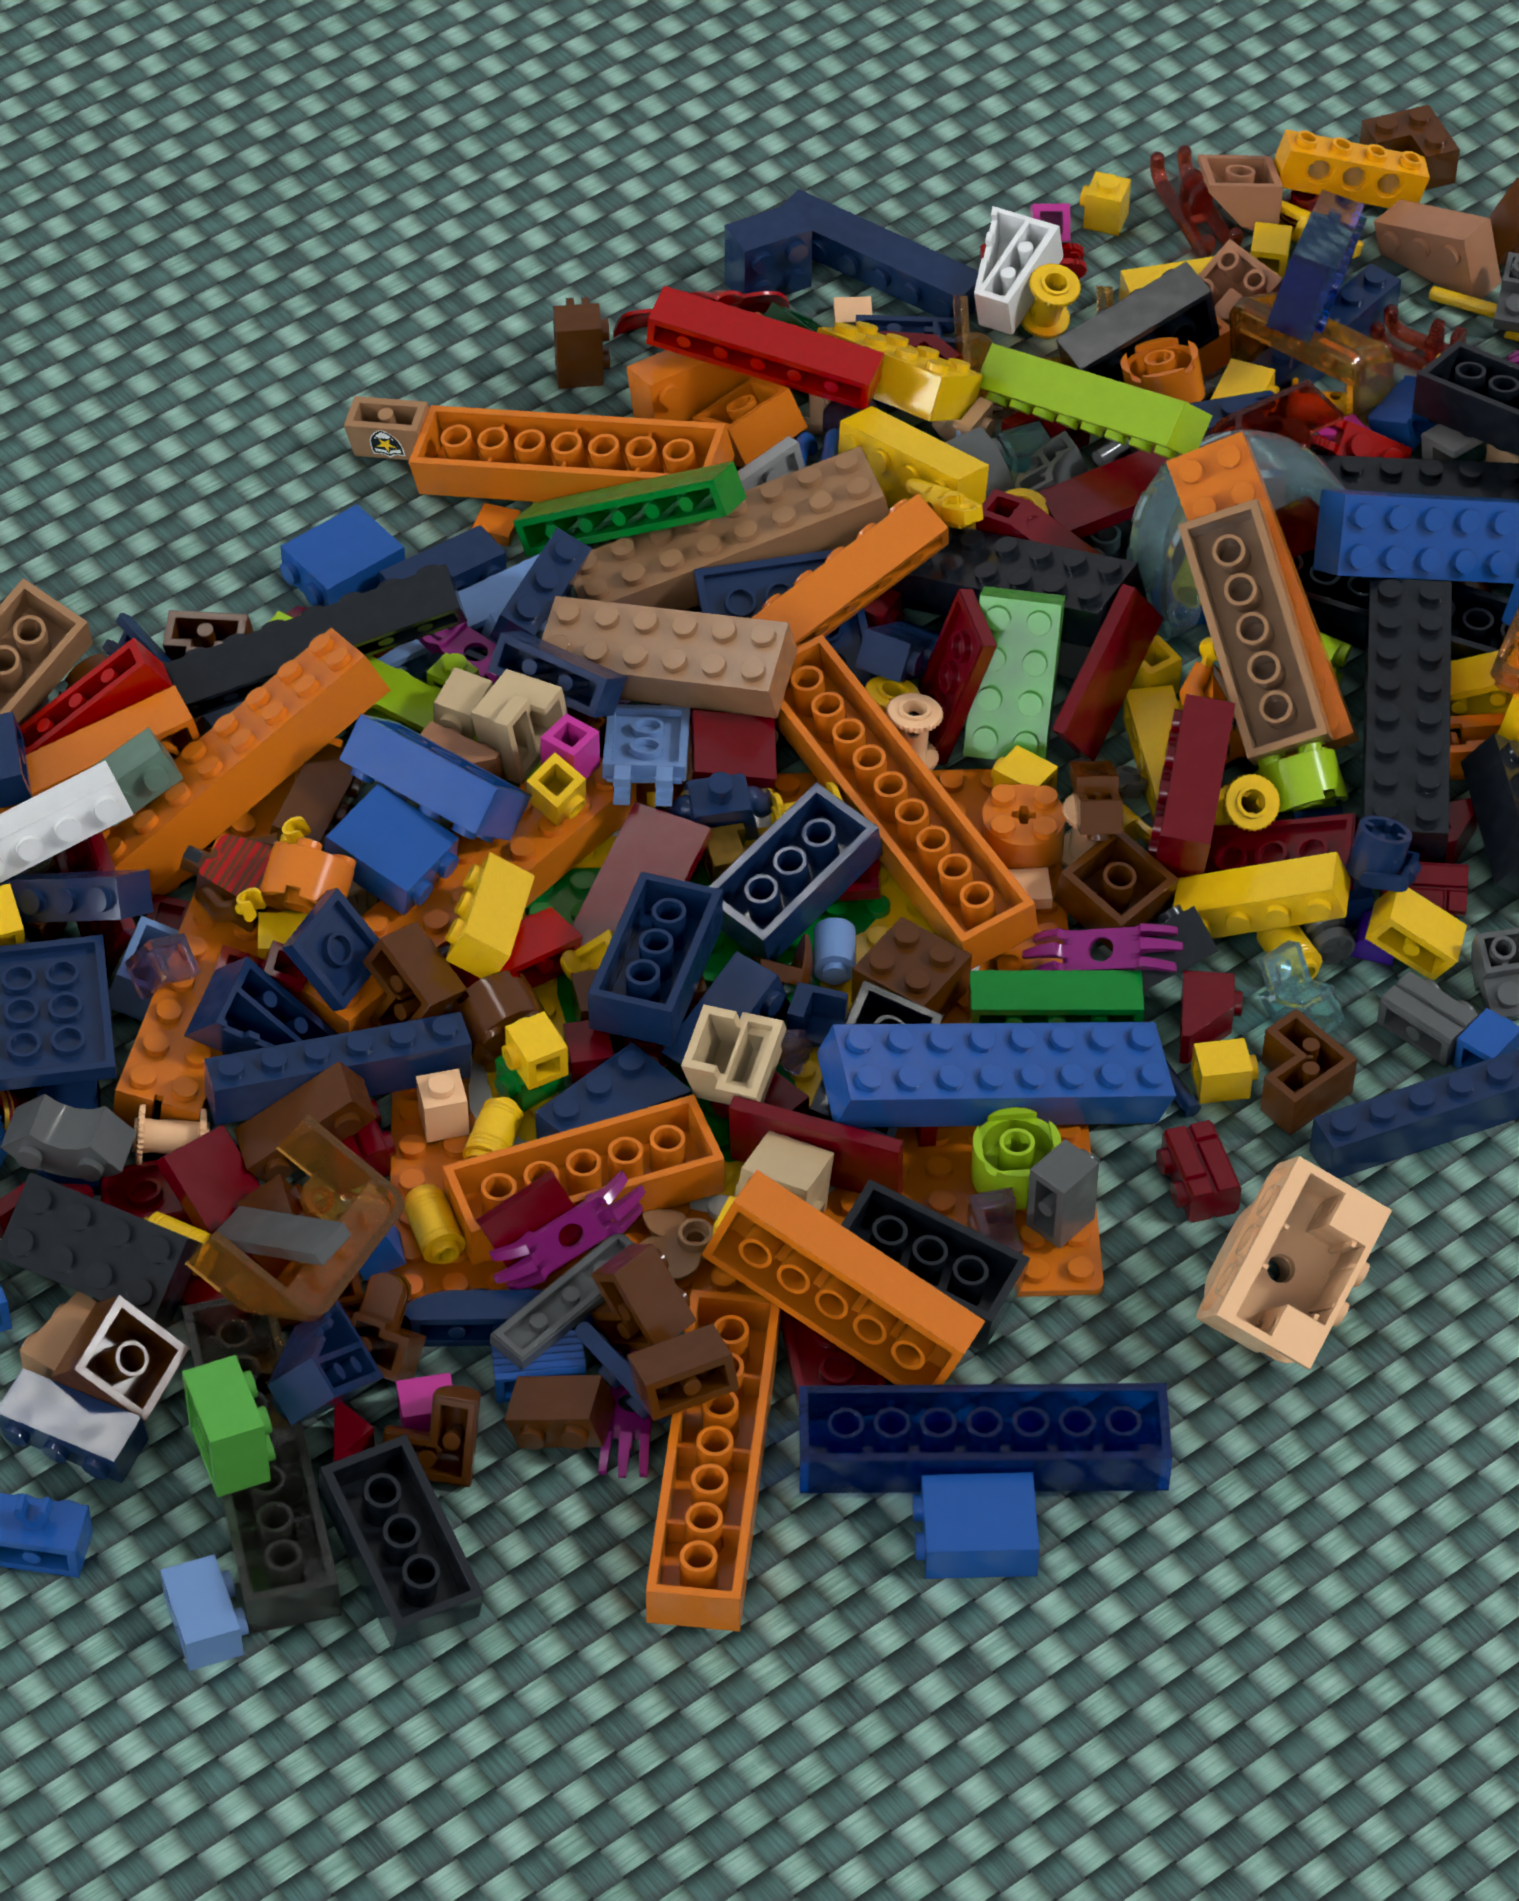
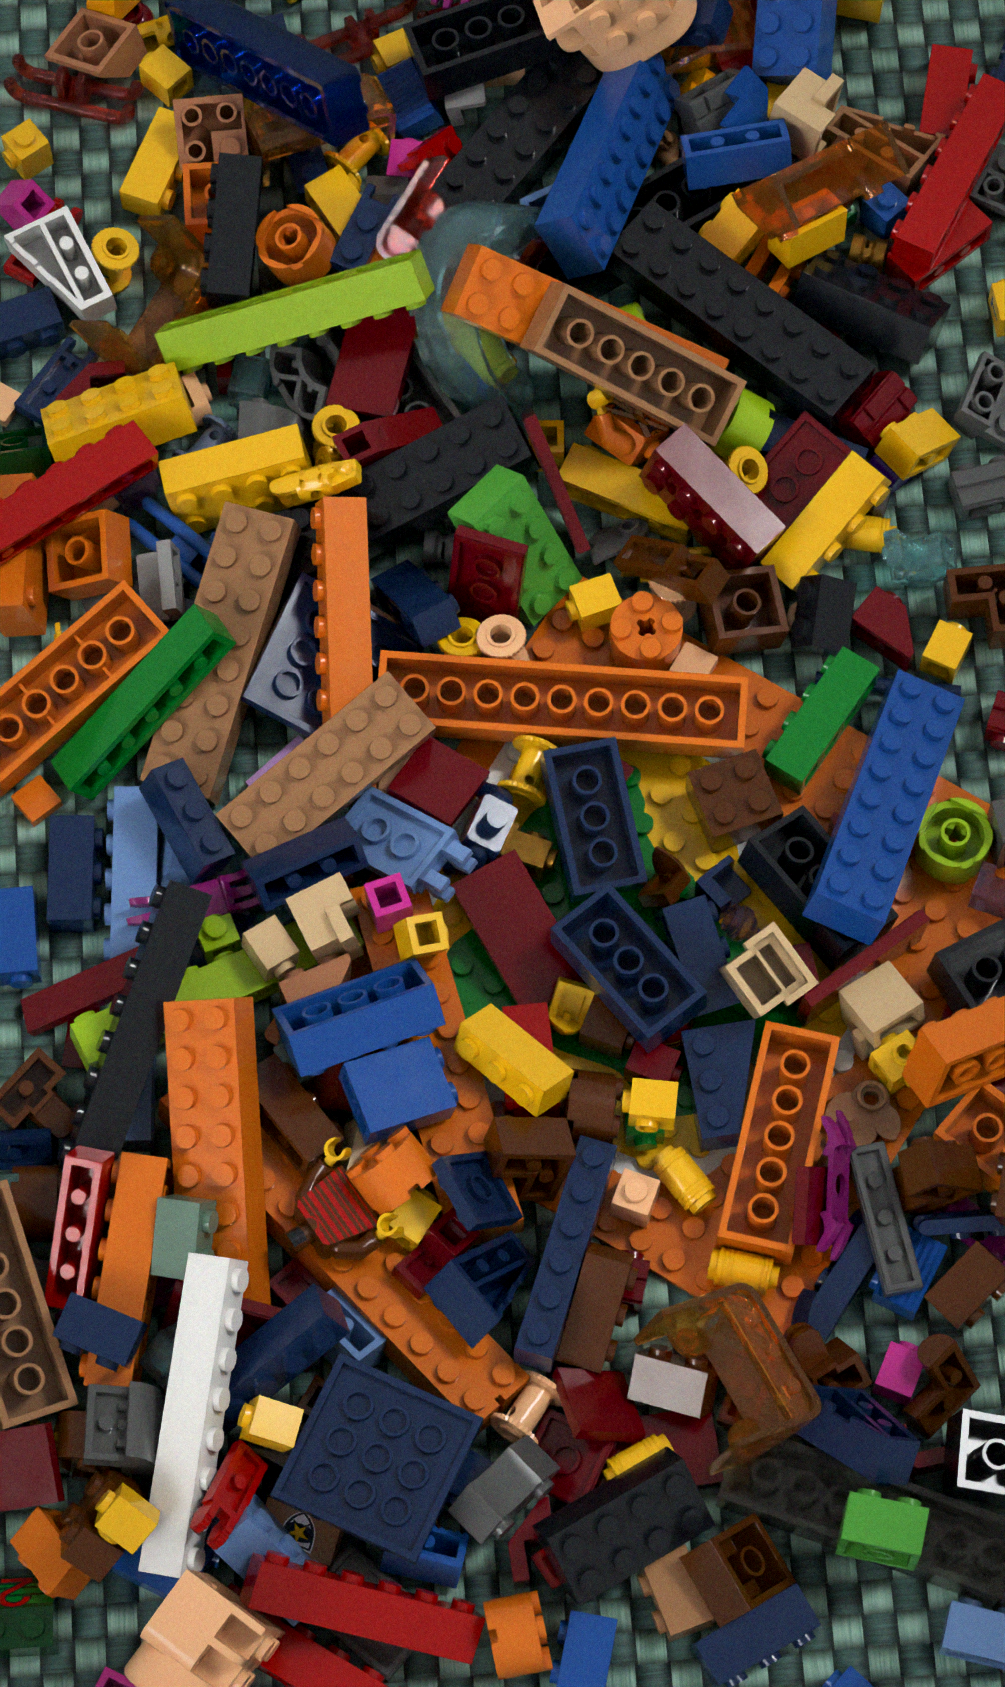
camera: 55 degrees left, 20 degrees up
(160, 963) = (381, 1323): clear purple panel -> none
(284, 1235) = (725, 1390): dark grey tile -> none
(834, 950) = (670, 835): medium blue brick -> none
(1126, 954) = (787, 672): magenta piece -> none
(1381, 855) = (865, 423): dark blue piece -> none

